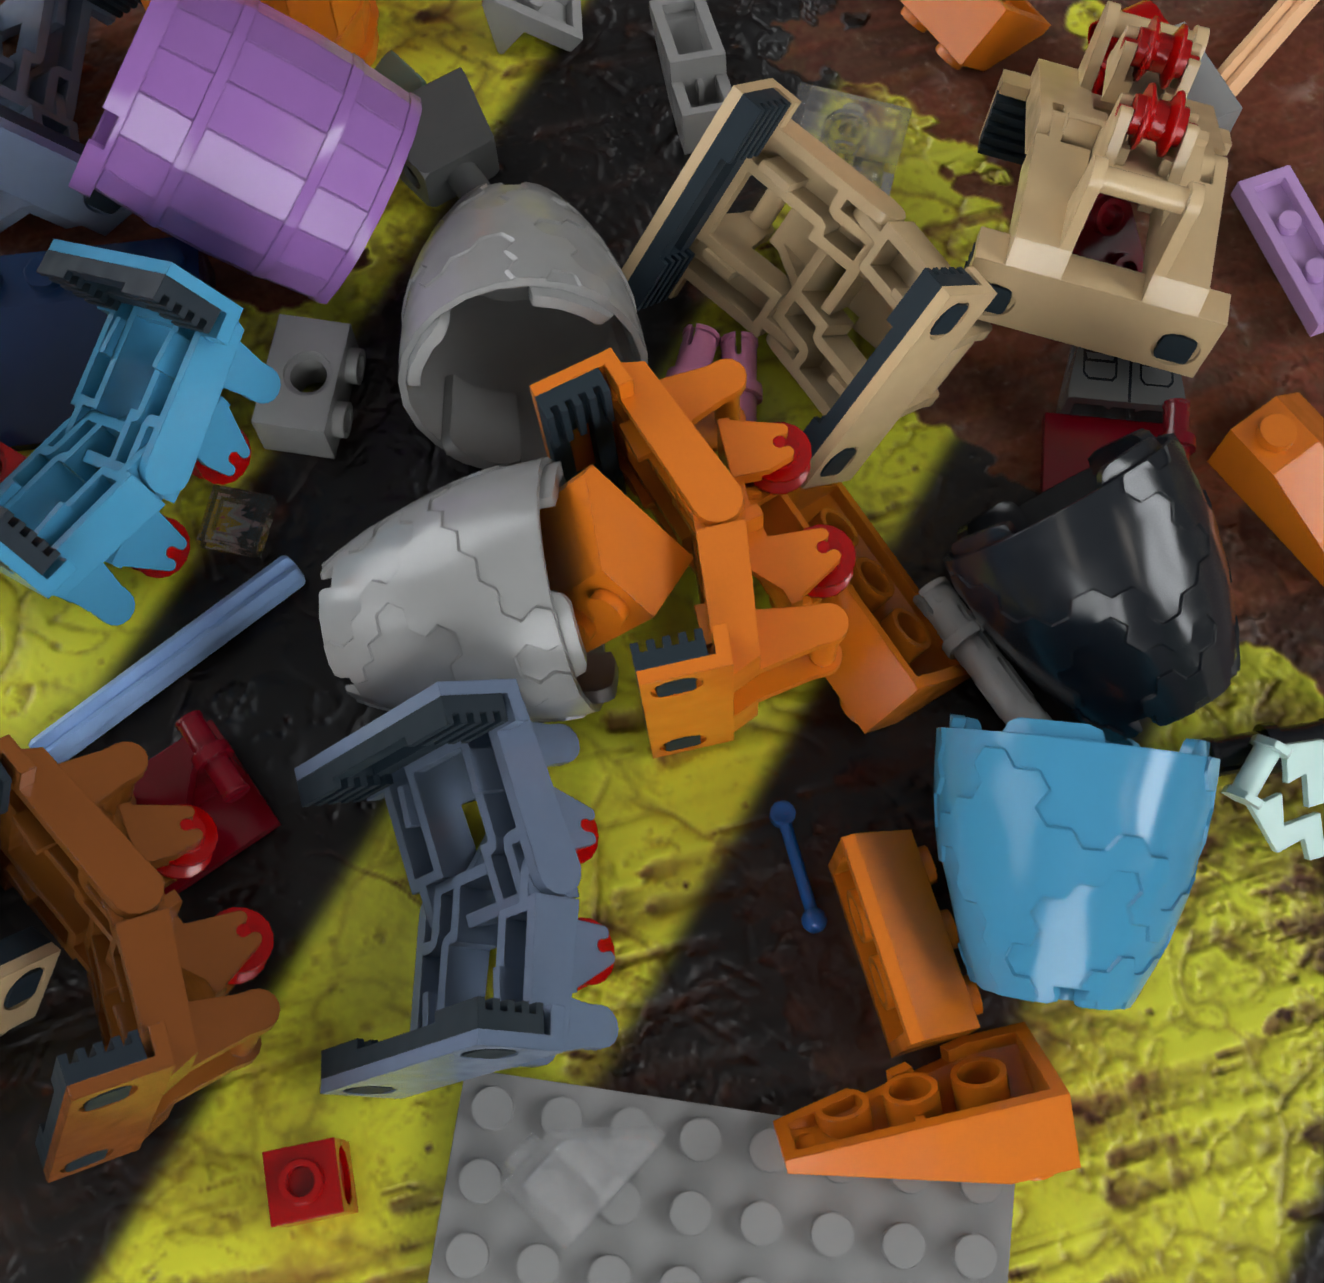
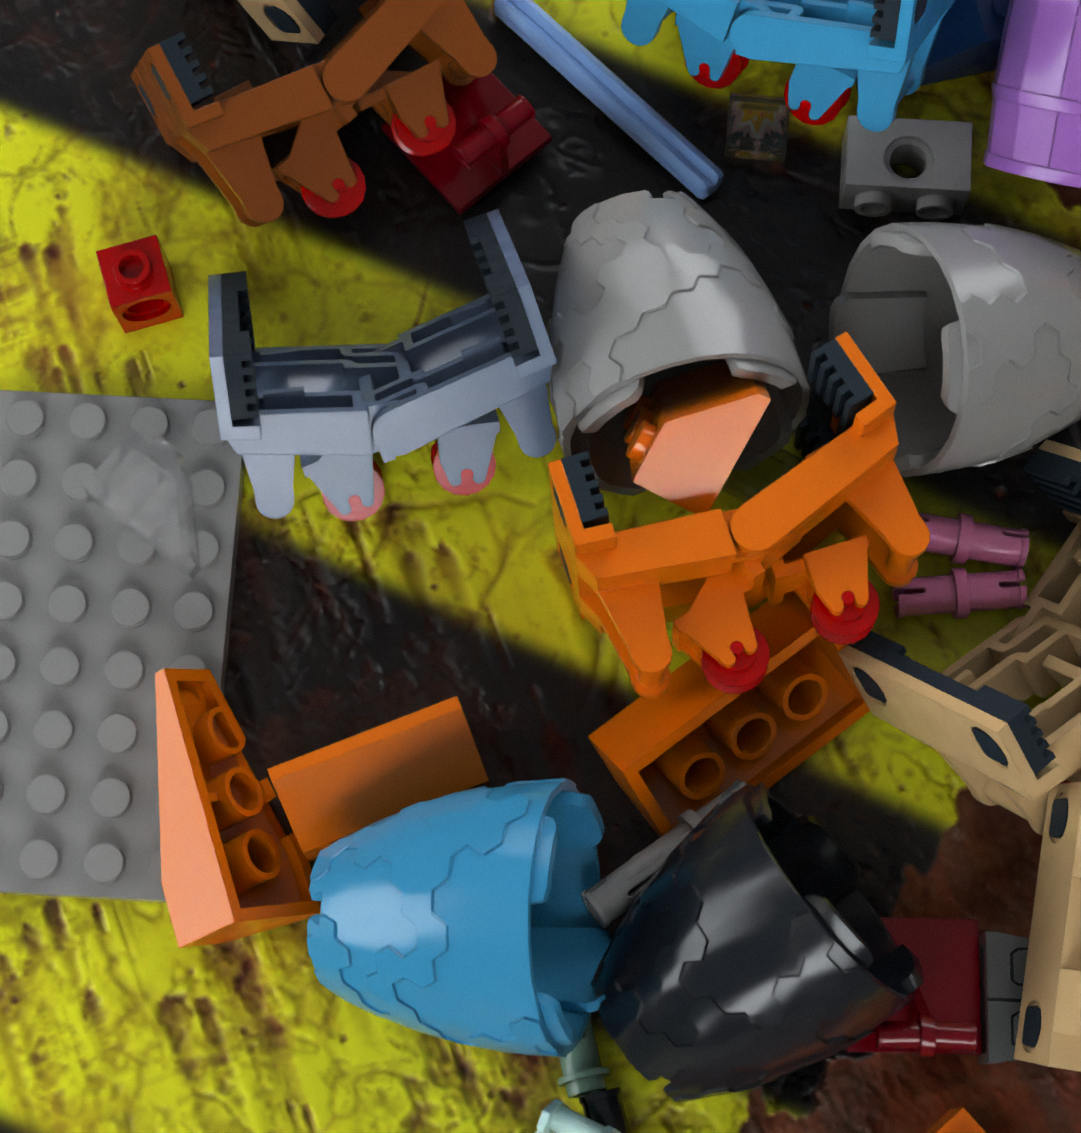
camera: 90 degrees right, 5 degrees up
(782, 816) = (507, 672): blue hinge -> none

